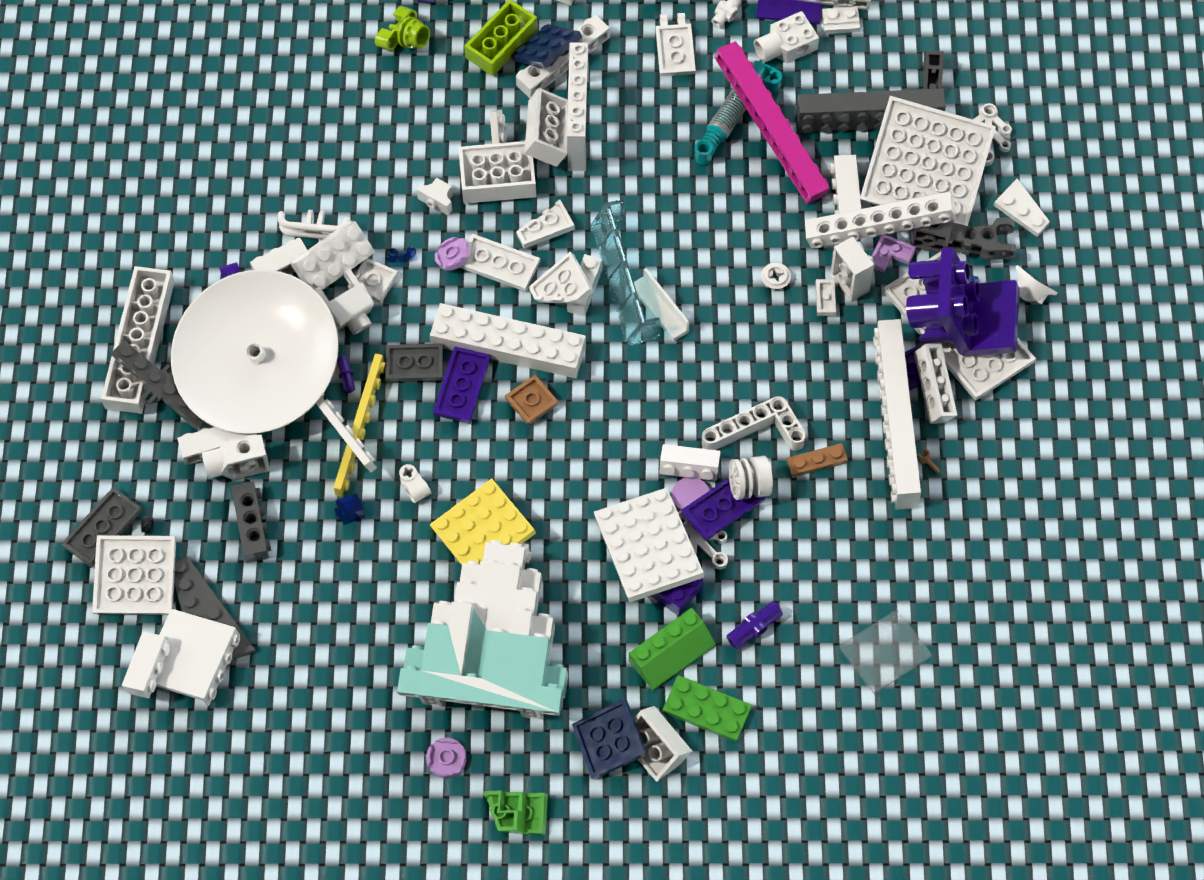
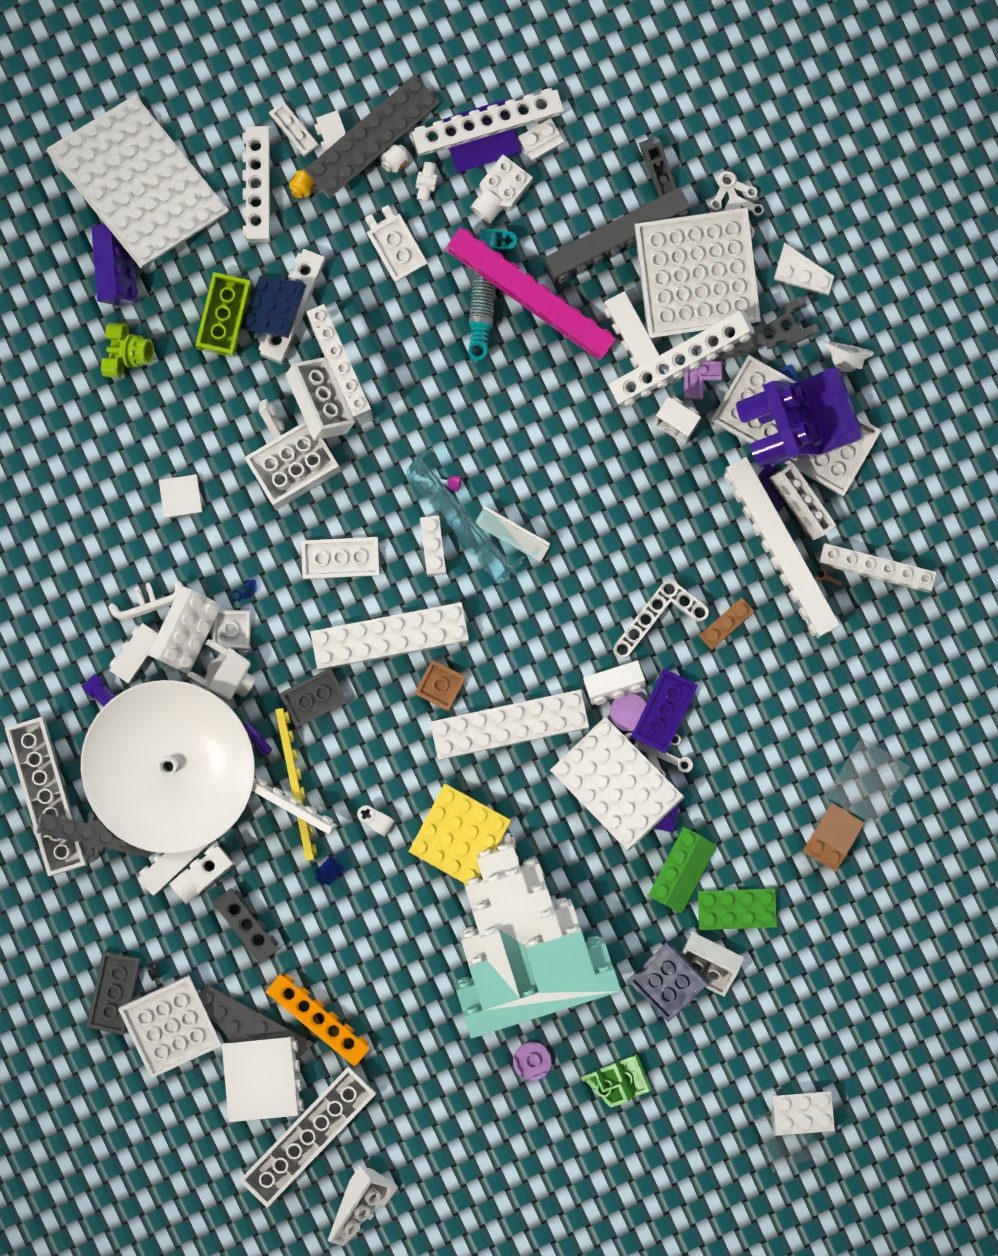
camera: 25 degrees left, 20 degrees up
(146, 665) = (231, 1109): white brick -> none
(203, 726) = (307, 1136): none -> white brick
(222, 807) = (363, 1196): none -> white wedge
(288, 674) = (277, 991): none -> light orange brick
(388, 160) = (180, 496): none -> white tile
(436, 195) = (247, 515): white brick -> none
(452, 253) = (293, 570): lavender tile -> none
(462, 385) = (368, 699): dark purple plate -> none
(547, 226) = (366, 499): white wing -> none
(562, 283) = (415, 558): white plate -> none
(576, 457) = (509, 725): none -> white brick
(630, 245) = (453, 483): none -> dark pink hinge
(750, 477) = (679, 679): white wheel -> none
(754, 625) = (743, 812): dark purple piece -> none
(780, 270) = (605, 442): white gear -> none
(825, 297) = (661, 453): white plate -> none
(827, 684) = (832, 837): none -> medium nougat slope
(979, 469) = (877, 568): none -> white brick

